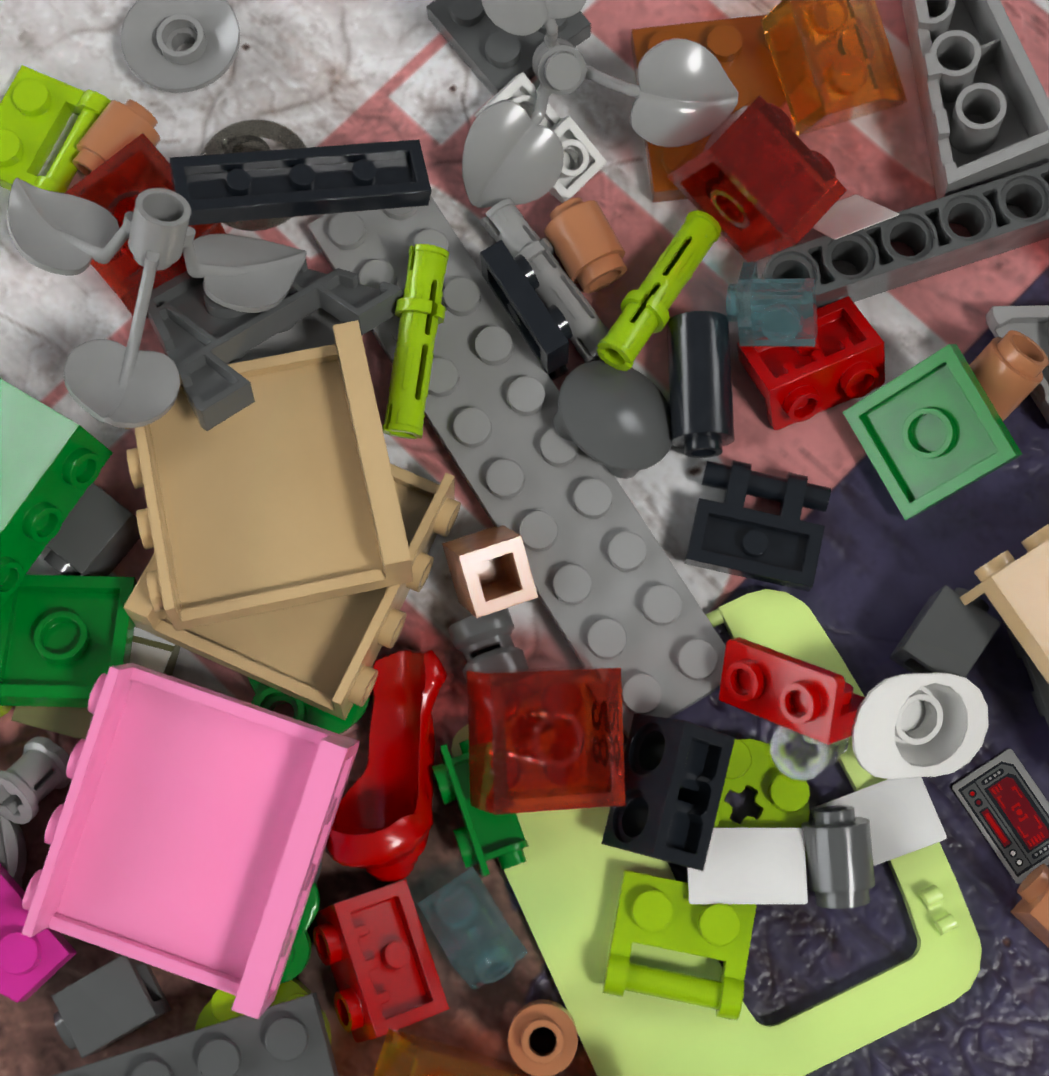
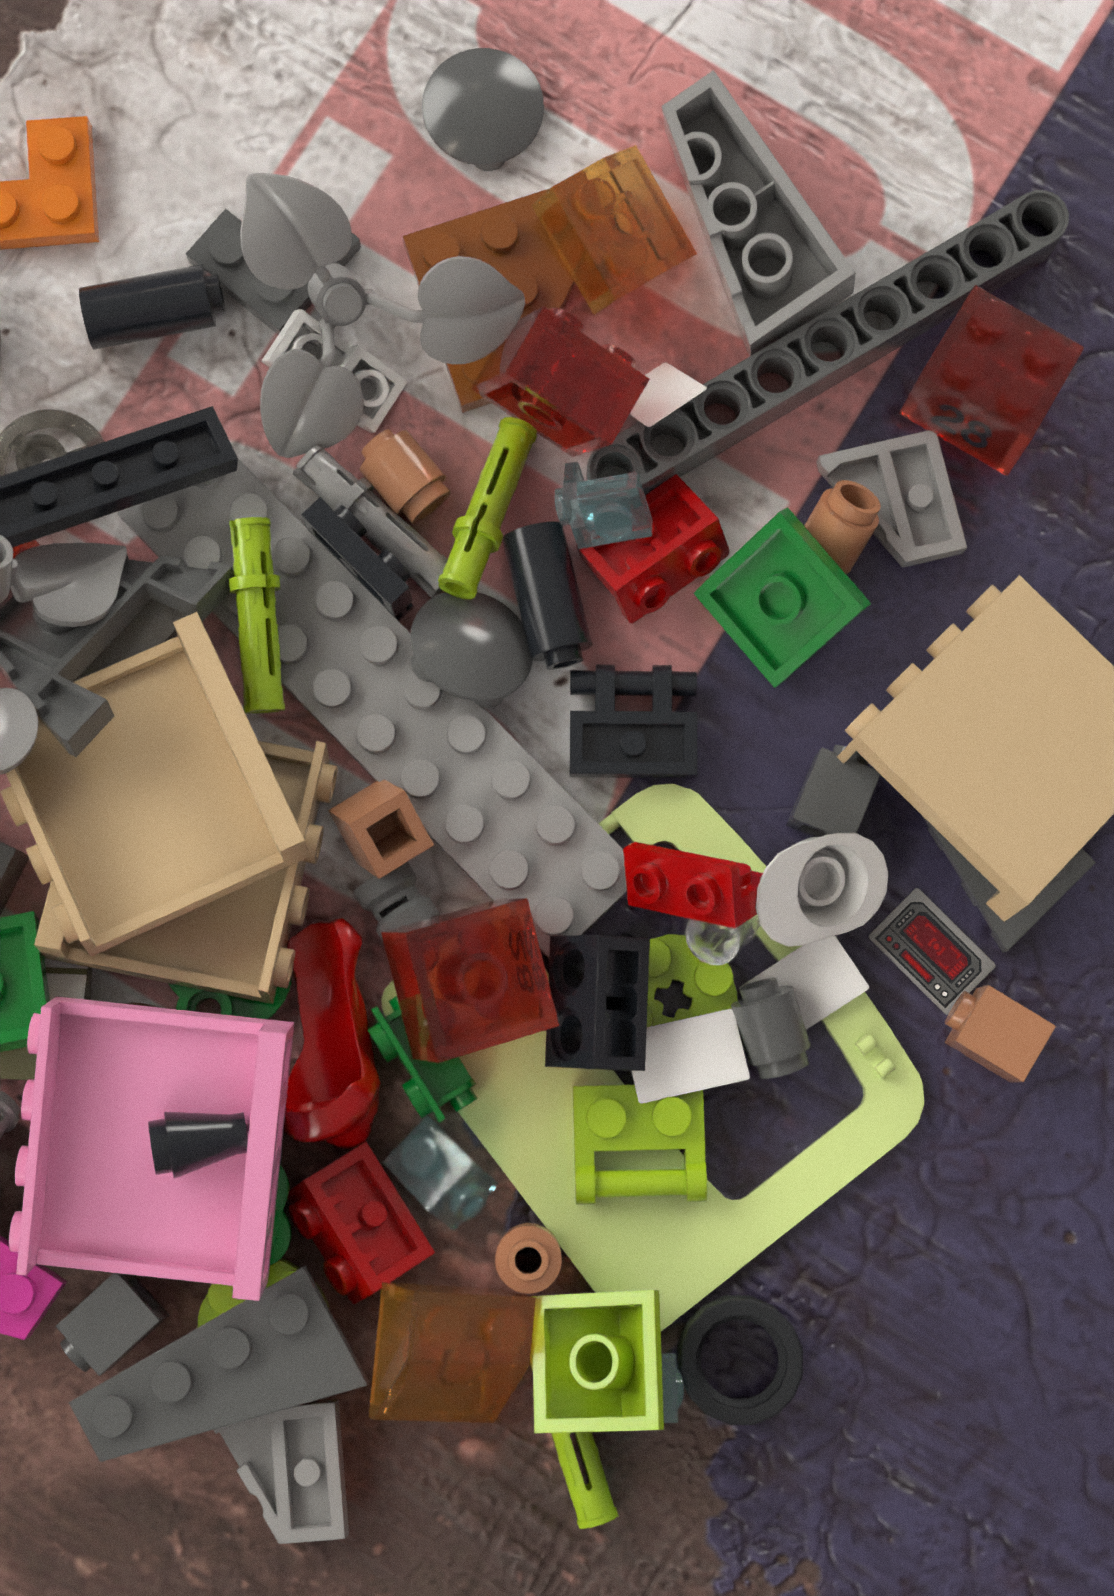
camera: 20 degrees left, 5 degrees up
(232, 838) = (195, 1140): none -> black cone
(383, 45) = (150, 306): none -> black brick

